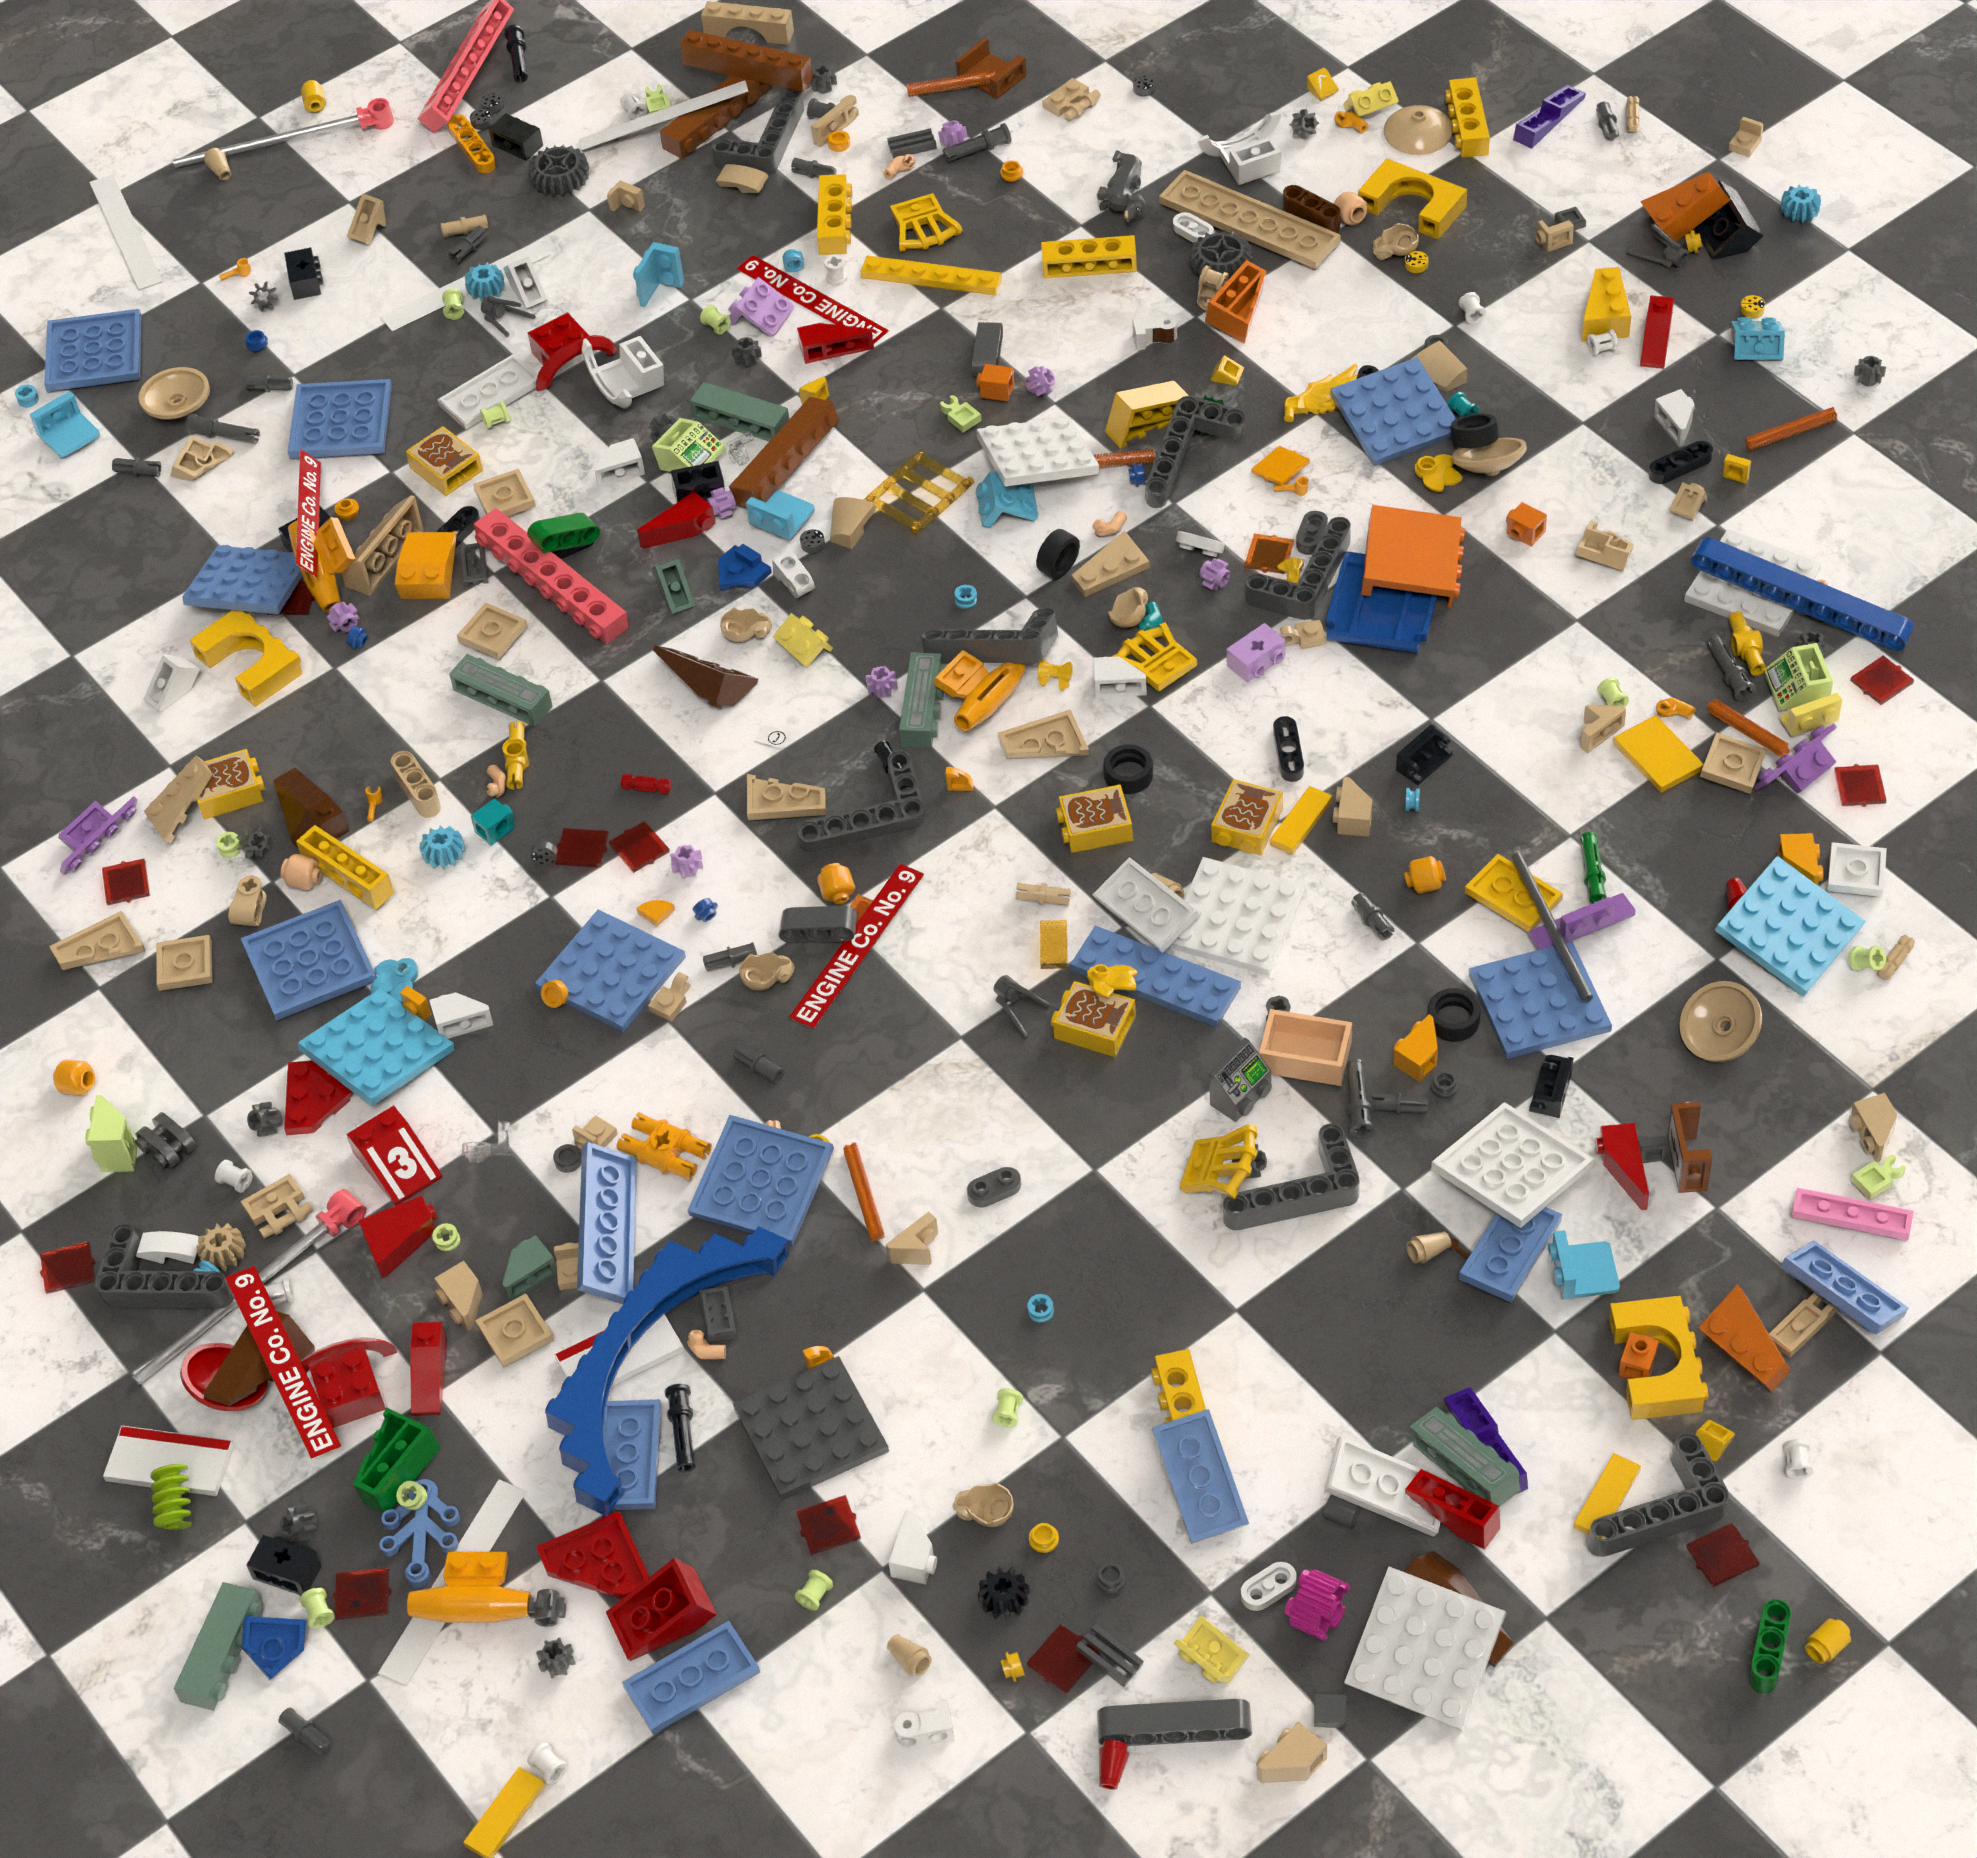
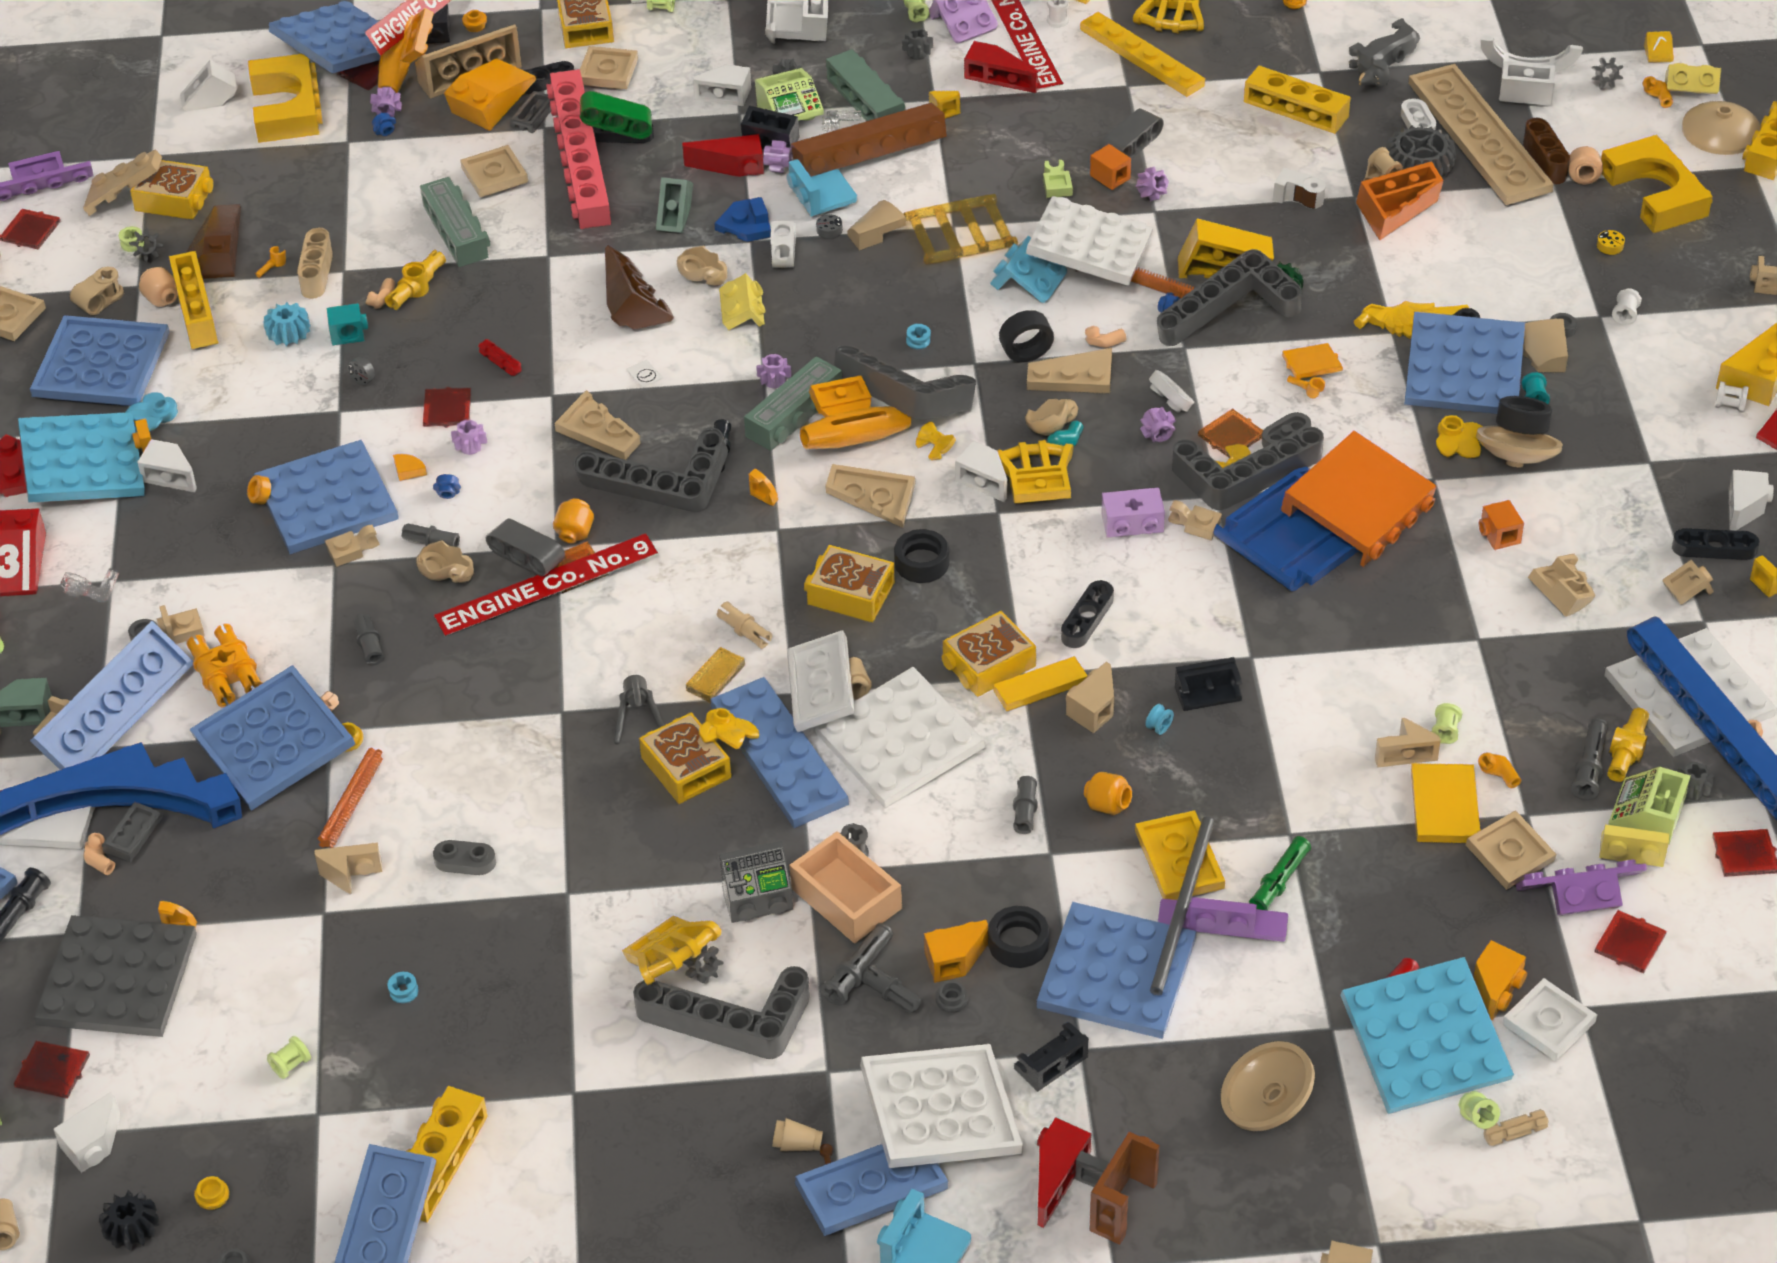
camera: 30 degrees right, 5 degrees down
(582, 847) = (400, 384): clear red piece -> none
(986, 1504) = (186, 1131): tan hair -> none
(1227, 371) = (1338, 256): yellow slope -> none
(1397, 241) = (1602, 213): tan hair -> none
(1748, 728) = (1554, 824): orange axle -> none

